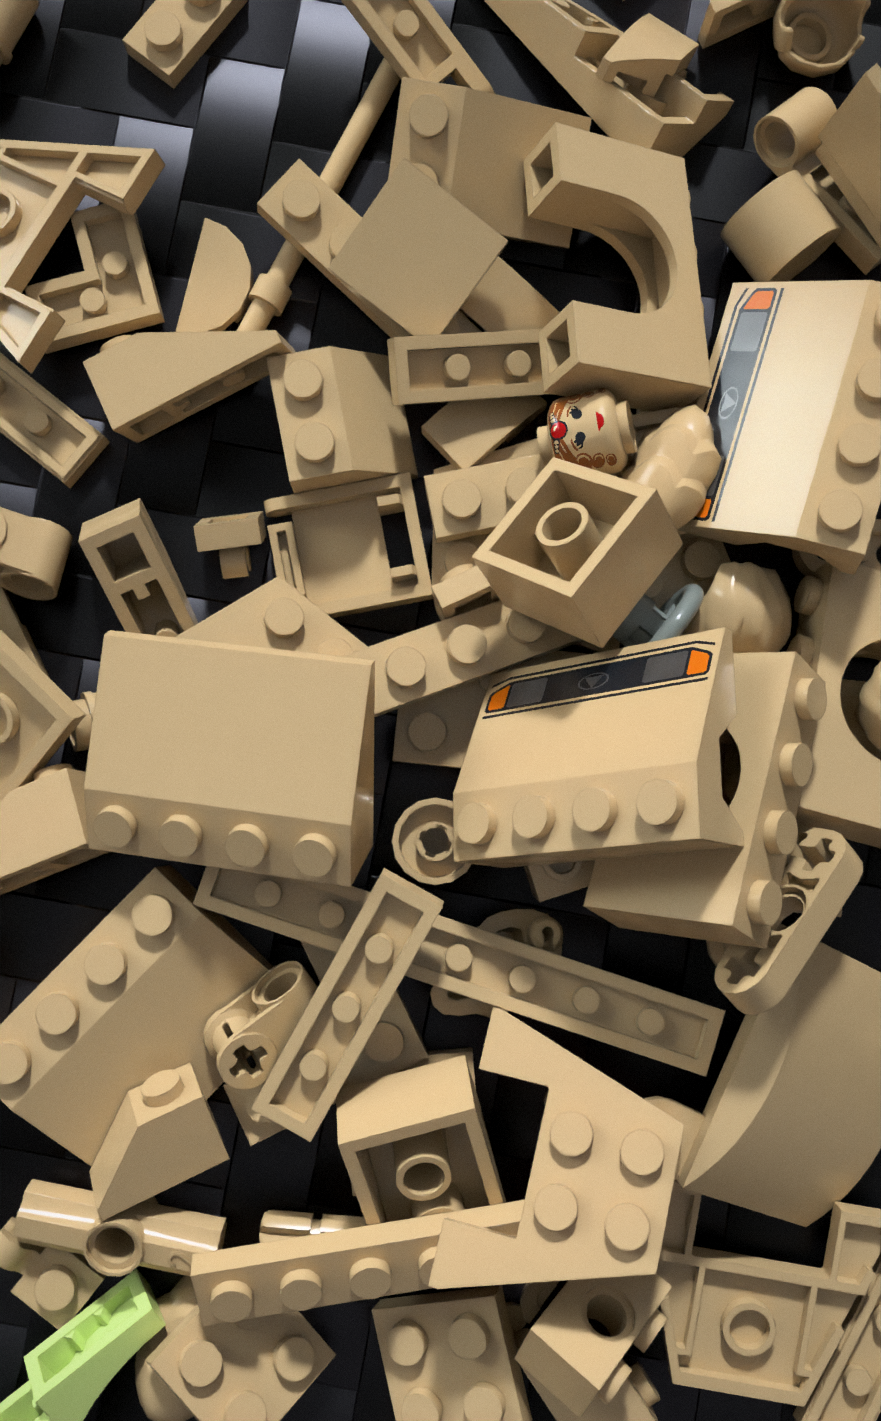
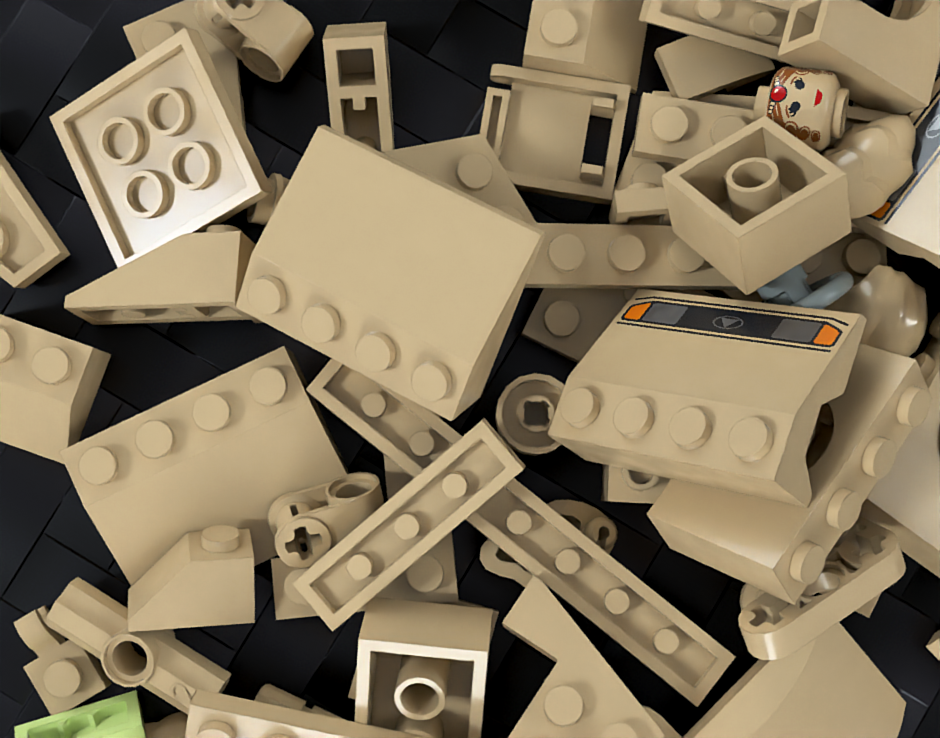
camera: 25 degrees right, 0 degrees up
(232, 537) = (453, 85): tan tile -> none

